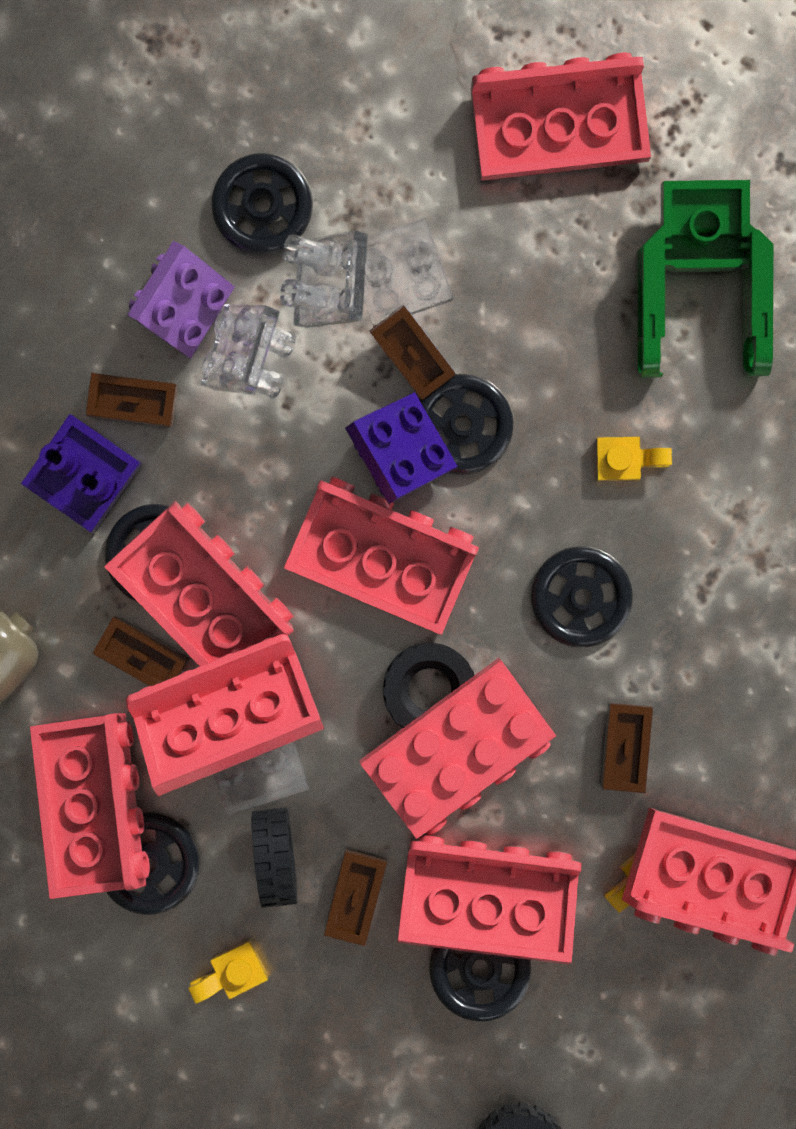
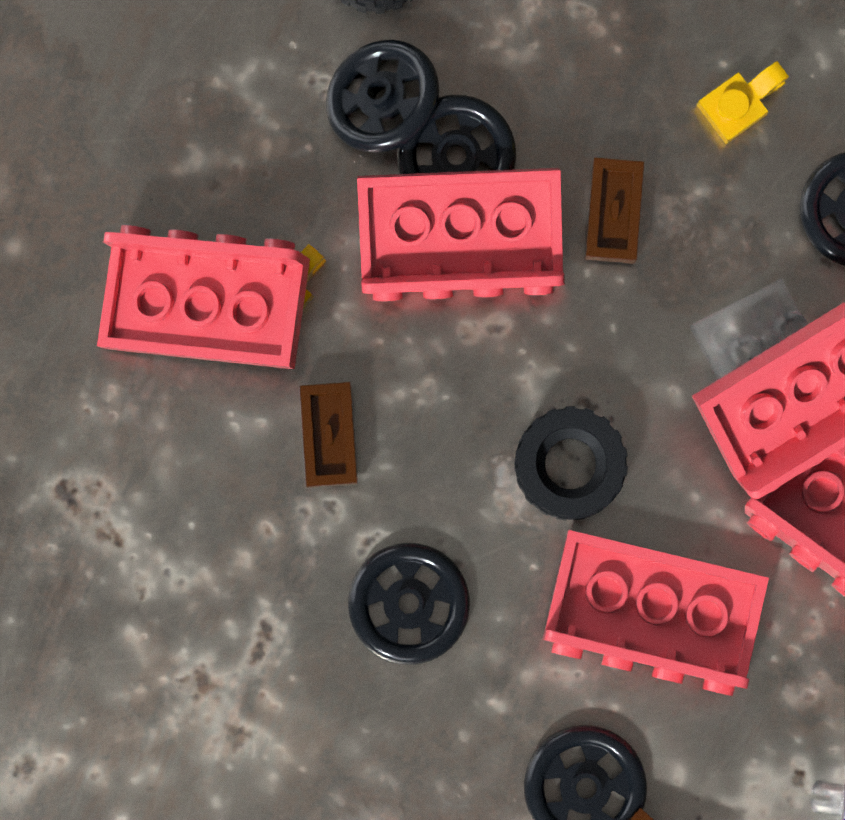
camera: 175 degrees right, 5 degrees down
(274, 857) = (719, 239): black tyre -> none
(401, 447) = (658, 744): dark purple plate -> none
(458, 749) = (527, 399): coral bracket -> none
(527, 1023) = (415, 111): none -> black plate
(622, 458) = (388, 777): yellow plate -> none

